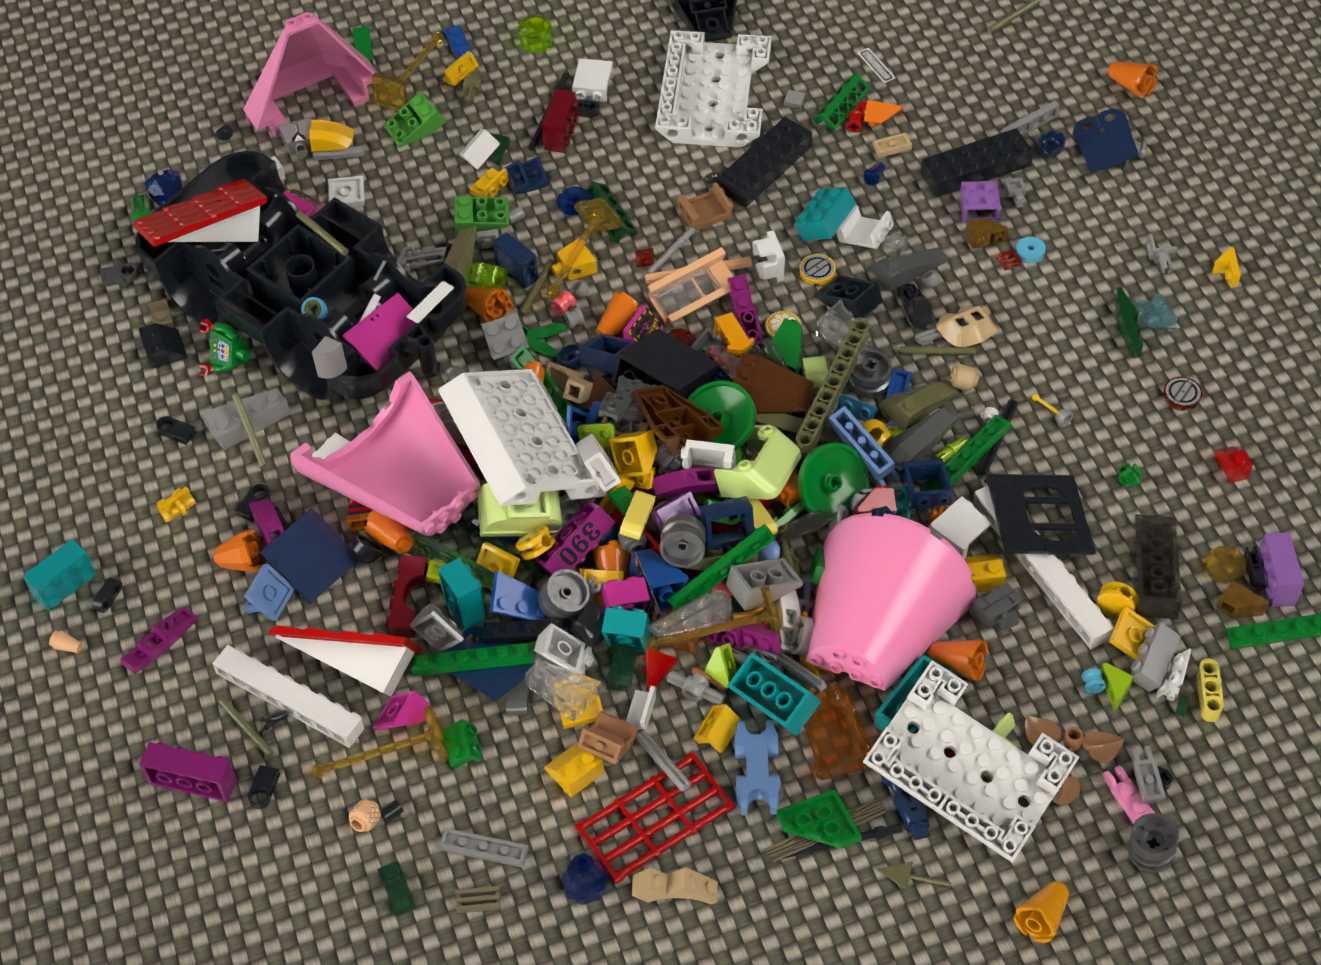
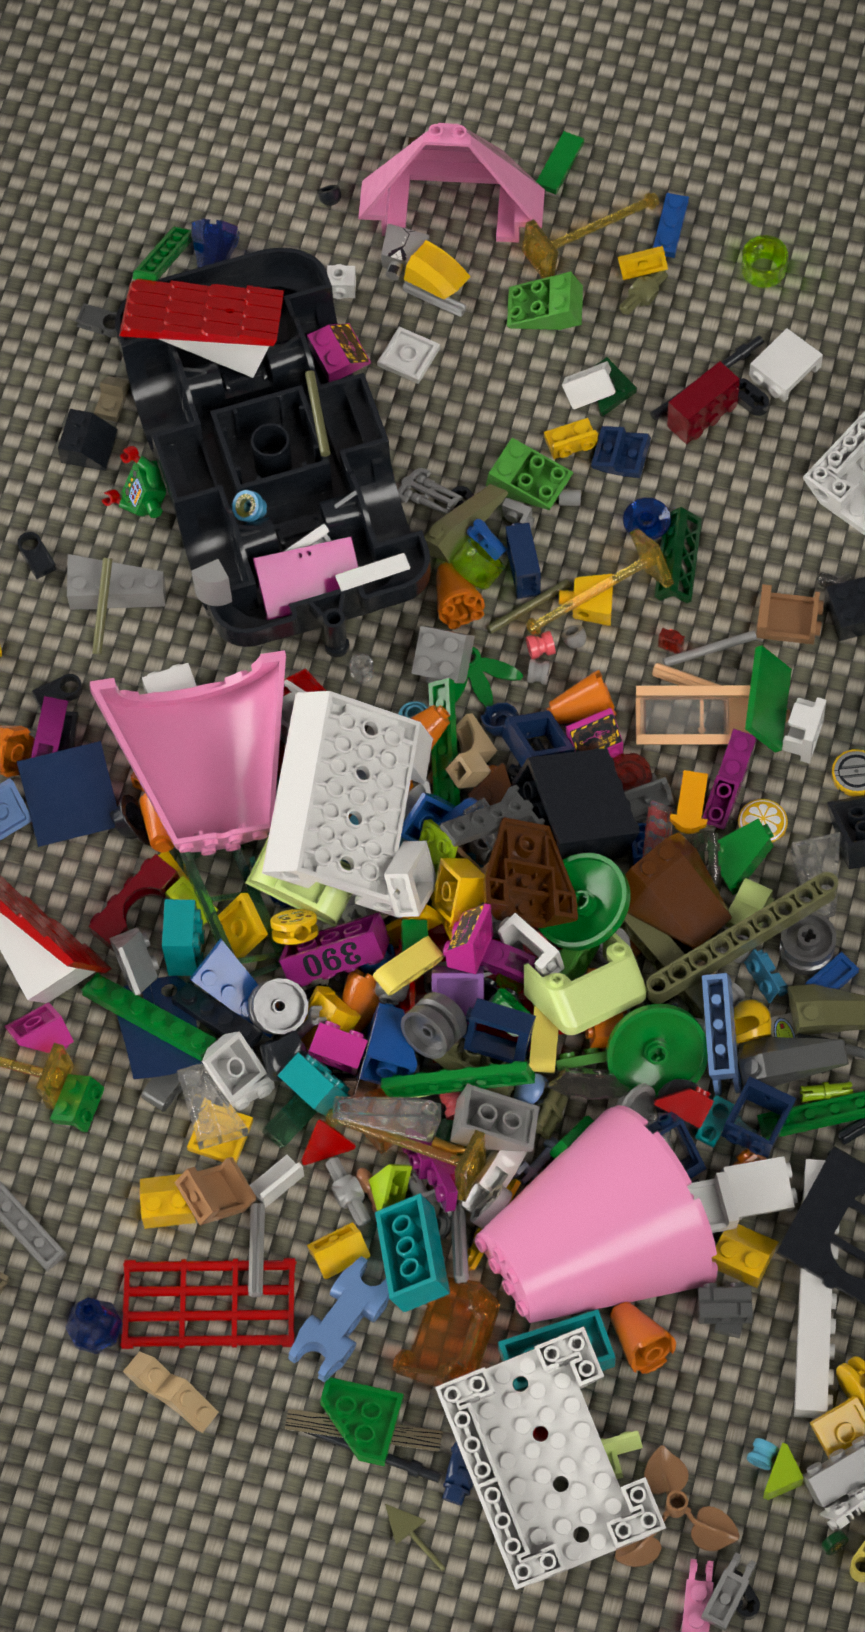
camera: 35 degrees right, 10 degrees up
(487, 258) = (486, 539): none -> blue bar
(667, 473) = (470, 939): none -> dark pink slope
(735, 252) = (768, 699): none -> green tile

